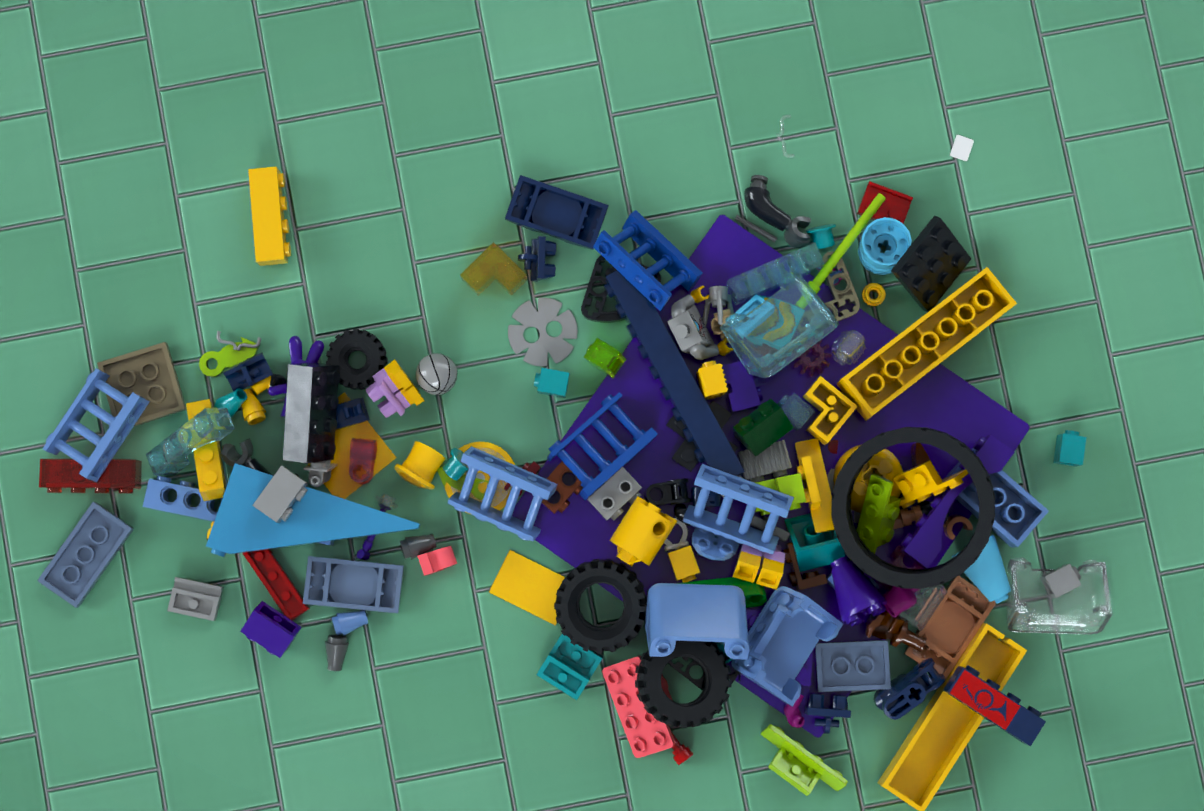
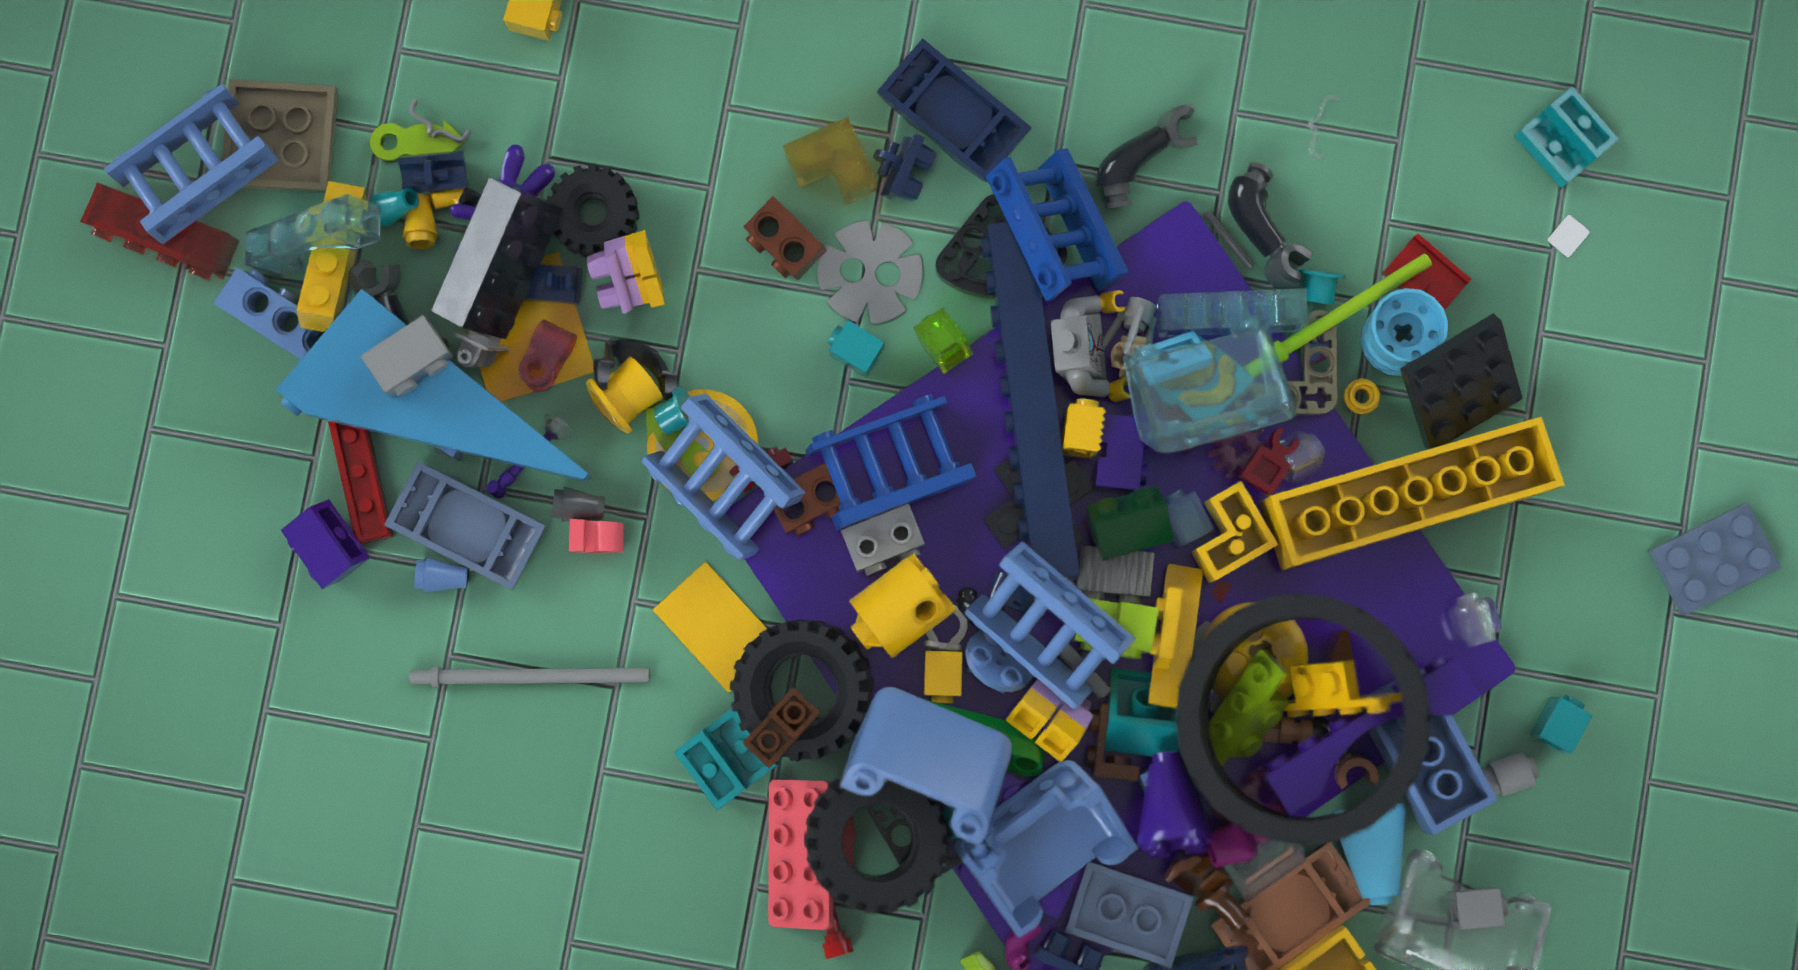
camera: 25 degrees right, 0 degrees up
(85, 554) = (110, 341): sand blue plate -> none
(195, 599) = (238, 461): light grey plate -> none
(336, 650) = (405, 610): dark grey cone -> none
(372, 684) = (517, 676): none -> light grey bar
(425, 436) = (641, 353): none -> black helmet
(436, 374) = (696, 273): light grey piece -> none
(484, 327) = (790, 233): none -> copper brick
(598, 634) = (781, 728): none -> reddish brown slope
(670, 492) = (962, 566): black piece -> none
(673, 206) = (1124, 161): none -> black piece
(832, 360) = (1266, 466): none -> dark red plate
(937, 87) = (1566, 137): none -> teal slope
(993, 406) = (1474, 619): none -> clear head
(1051, 491) = (1511, 774): none -> light grey brick
(1124, 313) = (1714, 559): none -> sand blue plate

